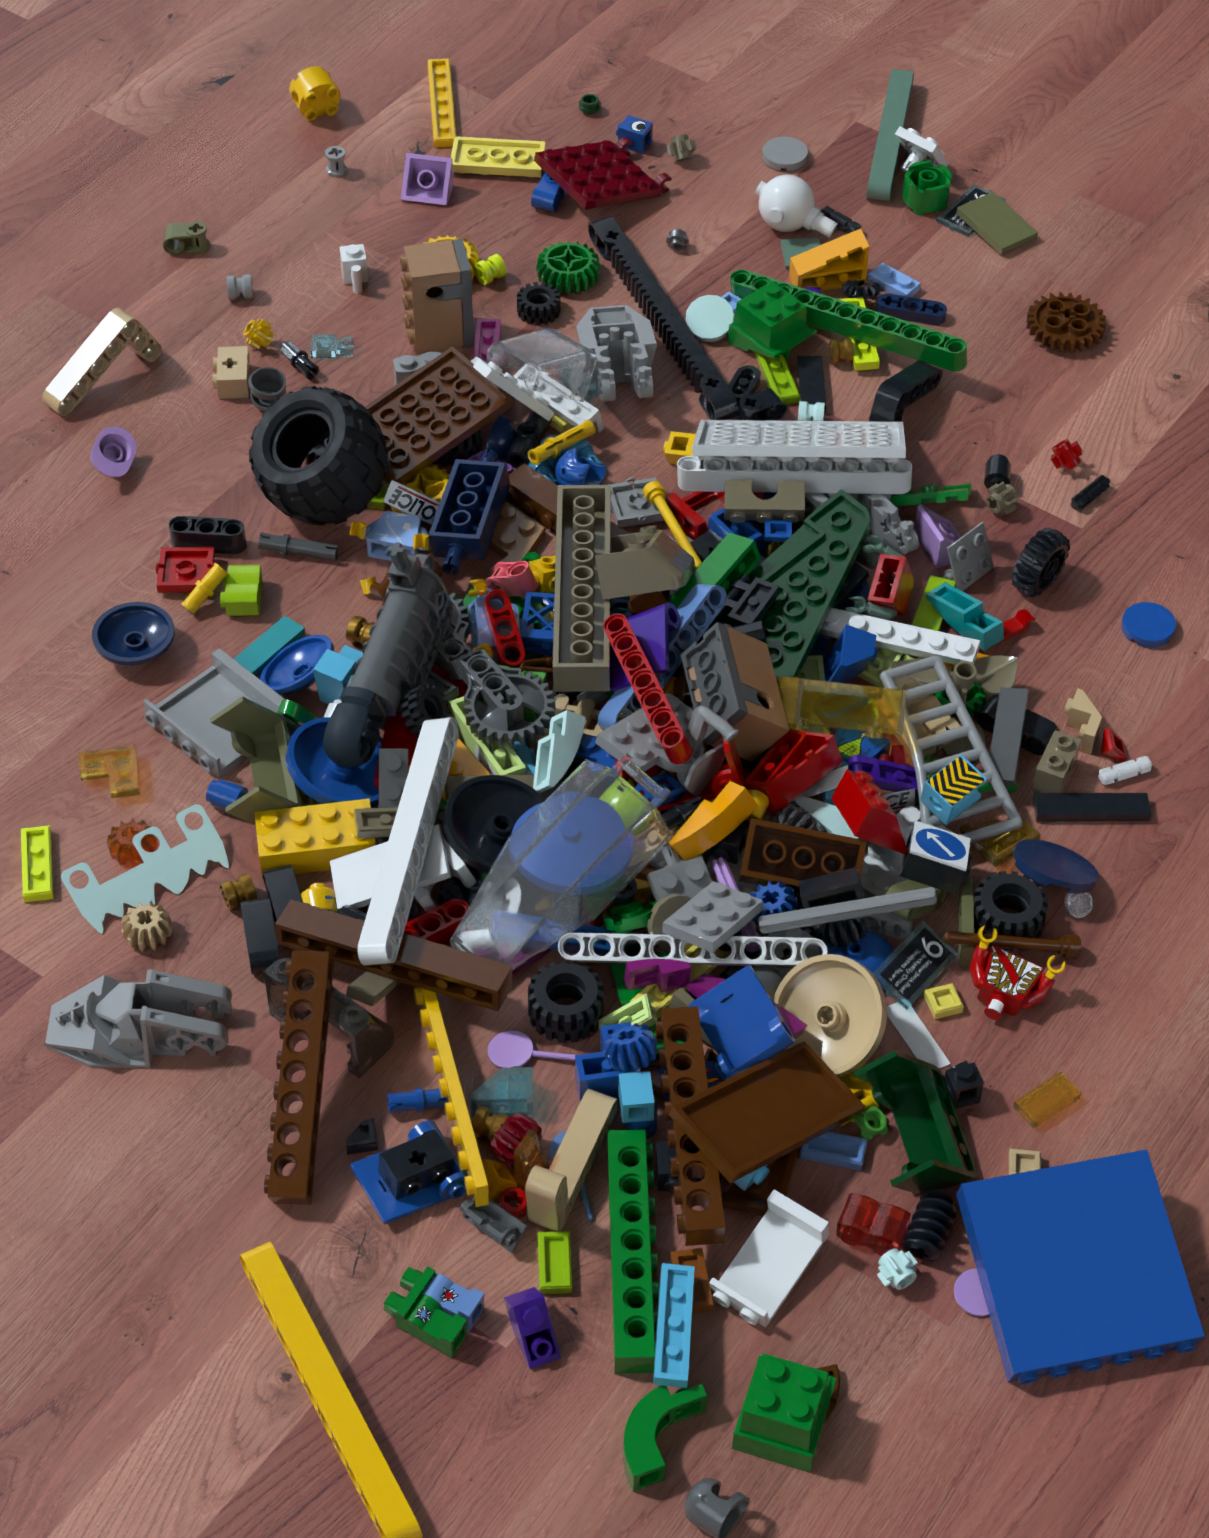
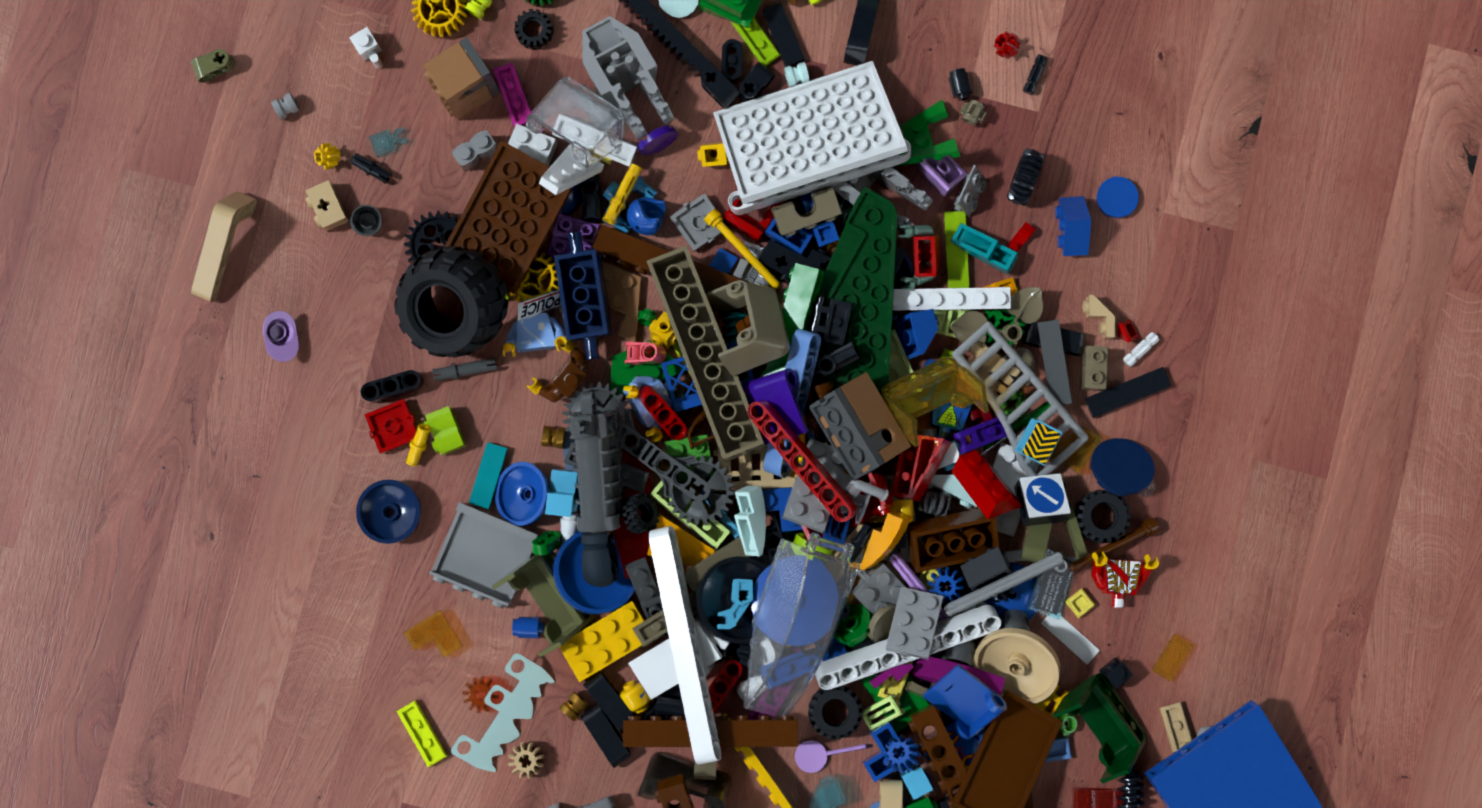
camera: 20 degrees left, 35 degrees up
(484, 824) = (735, 612): none -> medium azure piece
(625, 415) = (657, 140): none -> dark purple tile
(1081, 626) = (1074, 225): none -> blue brick

